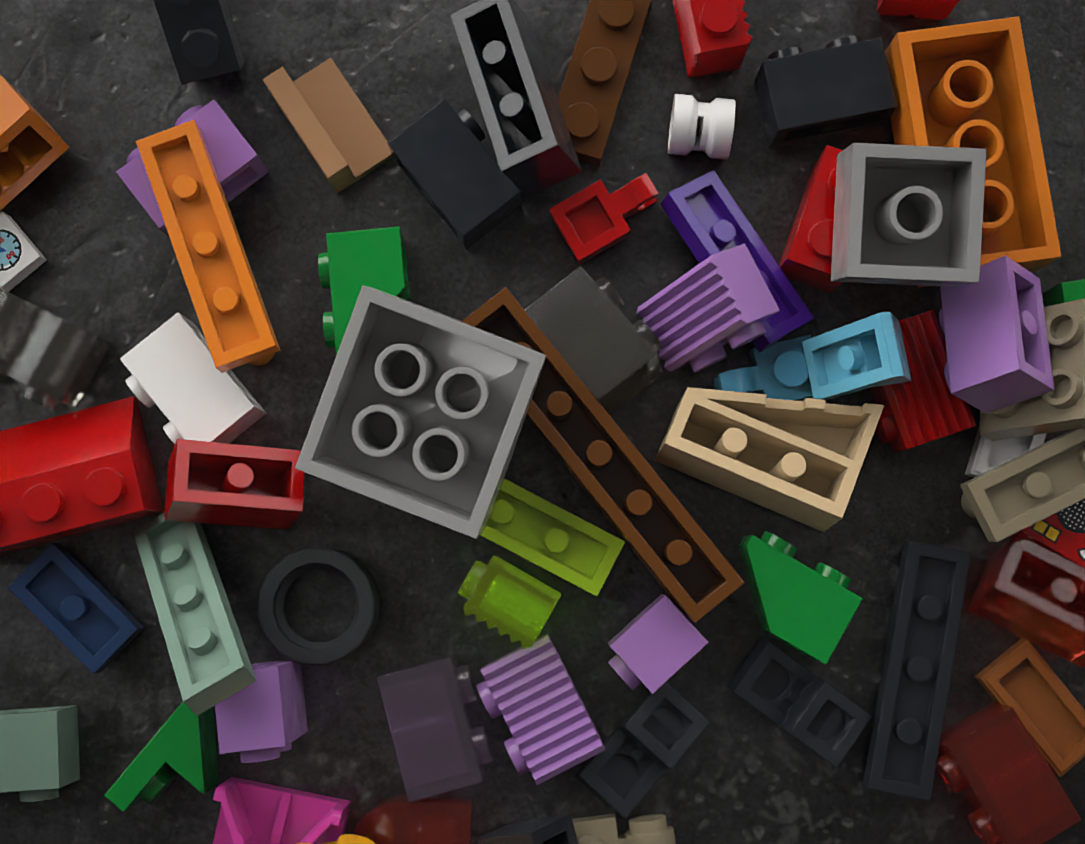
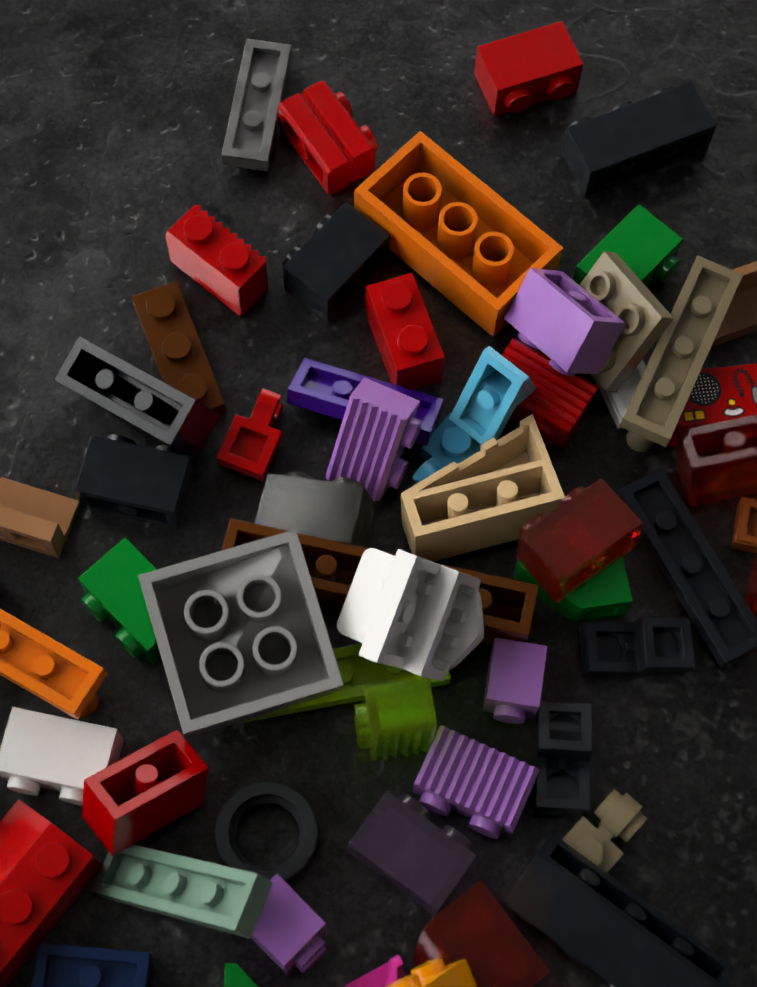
camera: 45 degrees left, 15 degrees down
(593, 521) = (412, 613): none -> white piece
(714, 130) = (274, 336): white wheel -> none
(821, 567) = (577, 539): none -> clear red brick
(908, 215) = (451, 284): light grey brick -> none

